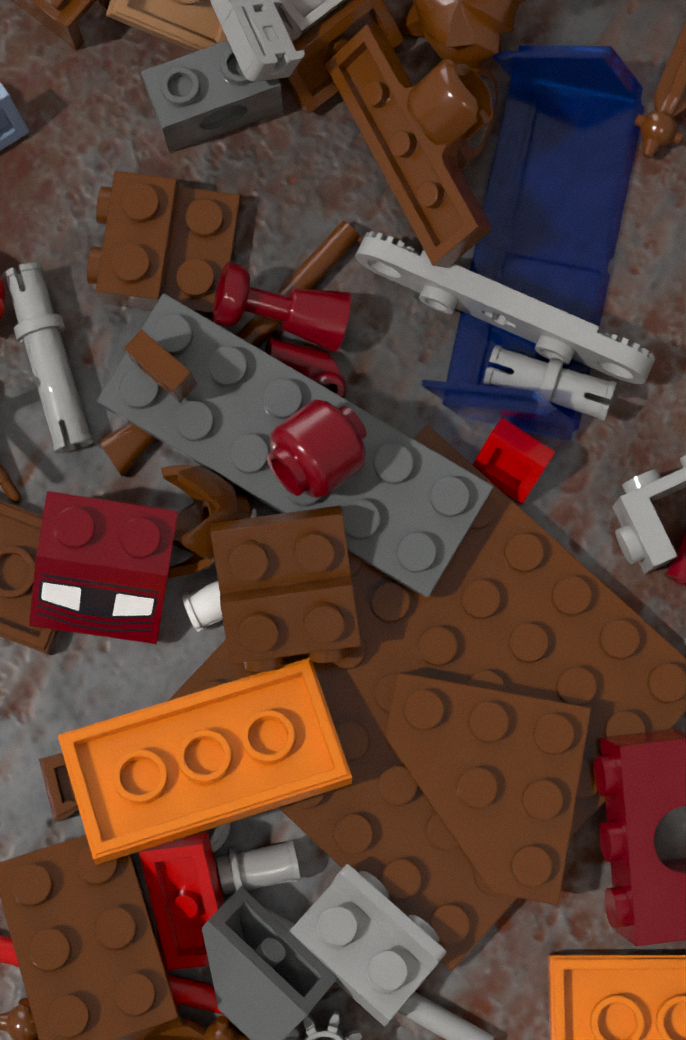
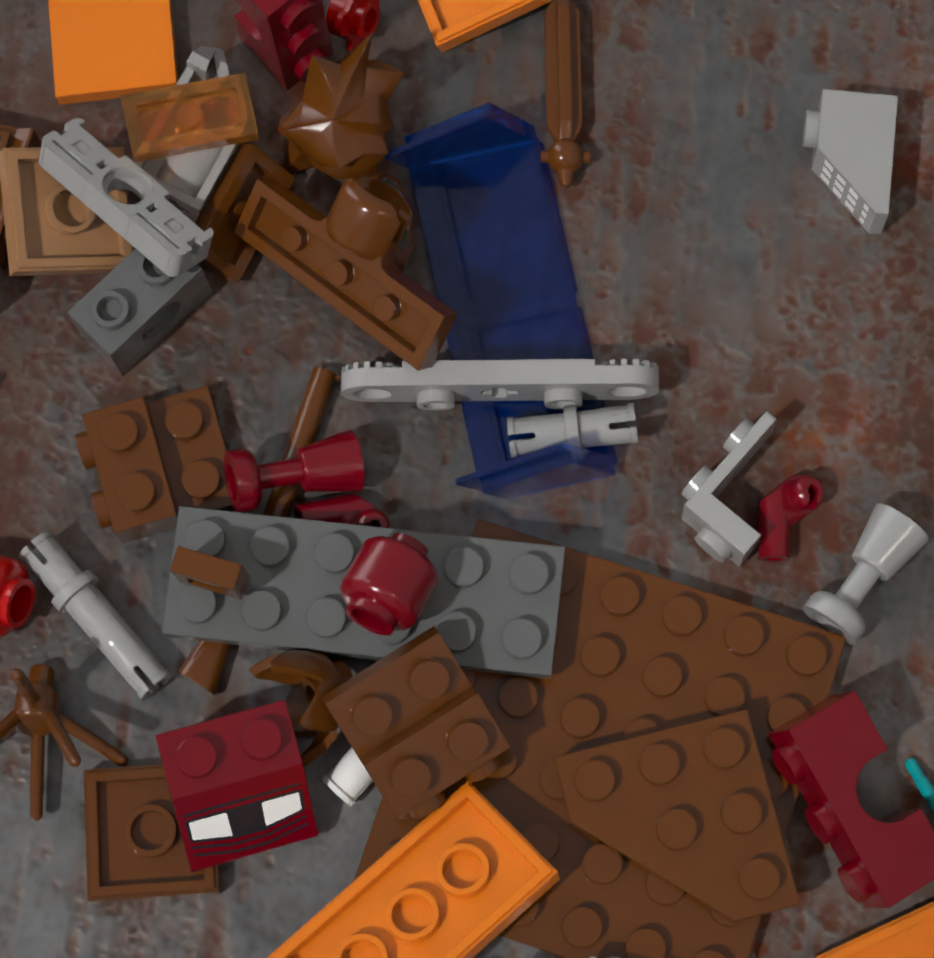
camera: 20 degrees left, 5 degrees down
(513, 460) = (571, 516): red plate -> none

